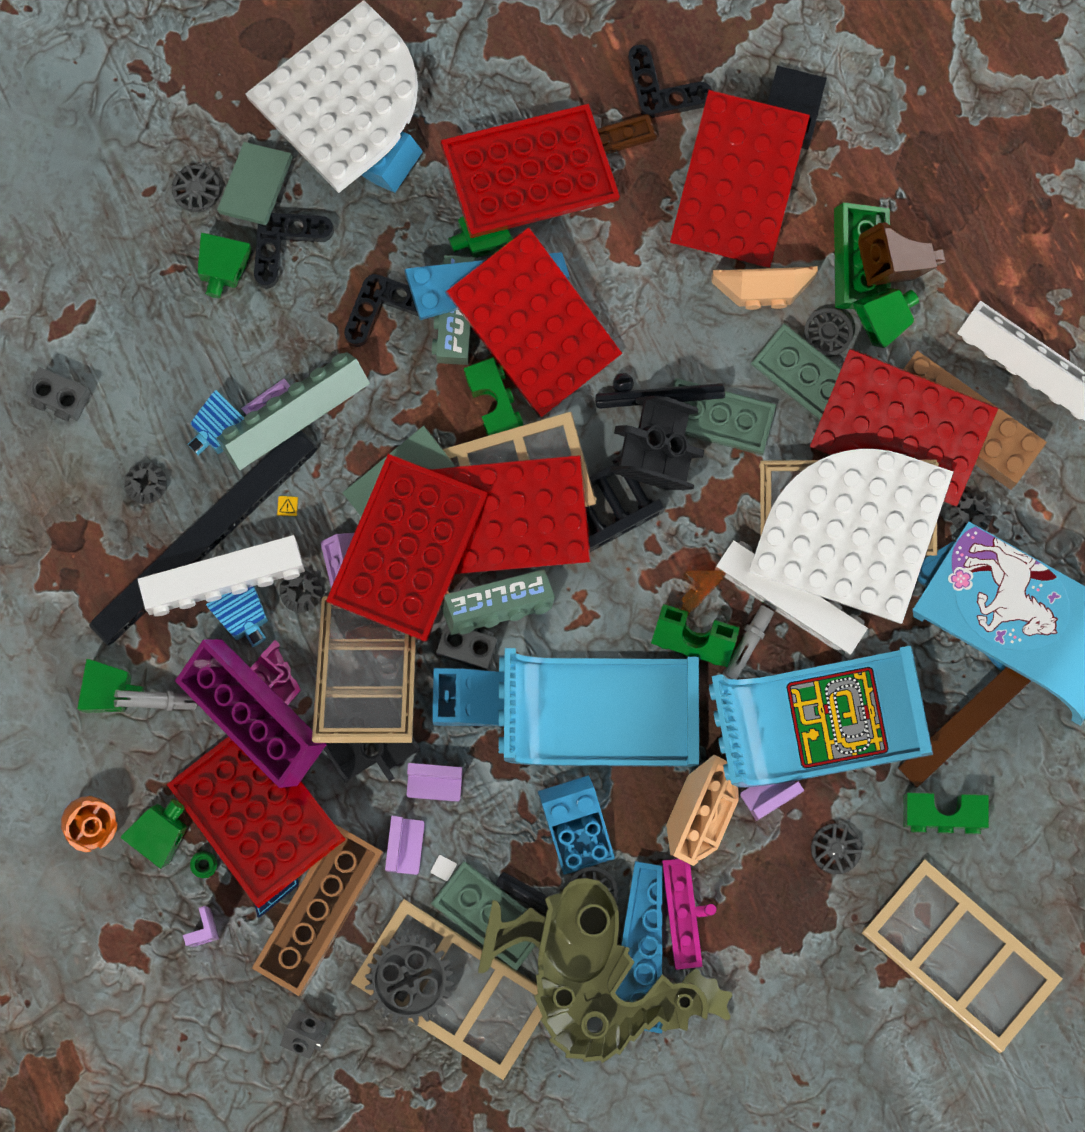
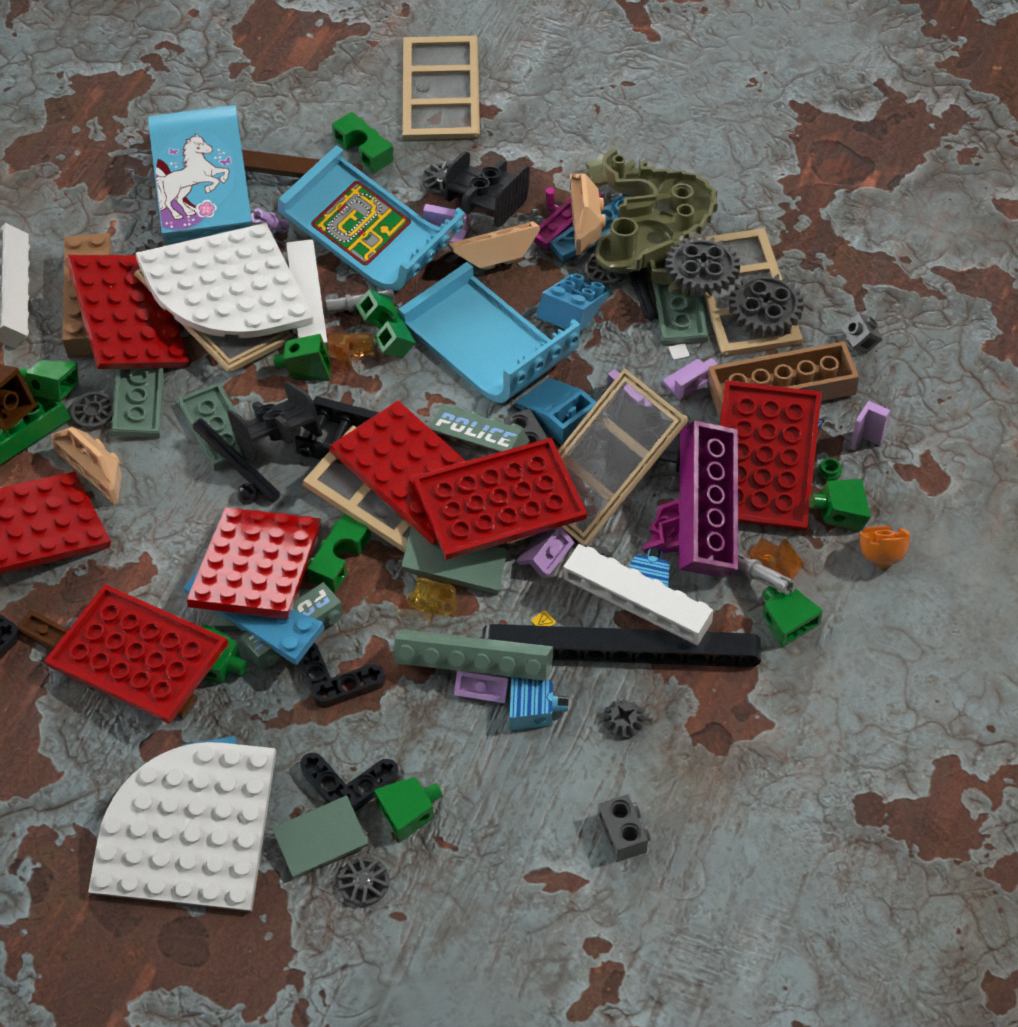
camera: 130 degrees left, 25 degrees down
(166, 734) = (778, 558): none -> clear orange slope
(384, 435) = (431, 597): none -> clear yellow piece
(504, 967) = (702, 265): none -> dark grey gear
(657, 920) = (586, 212): none -> light nougat wedge
(716, 535) = (305, 358): none -> green torso
(754, 867) = (487, 187): none -> black piece
(909, 634) = (271, 219): none -> lavender pin

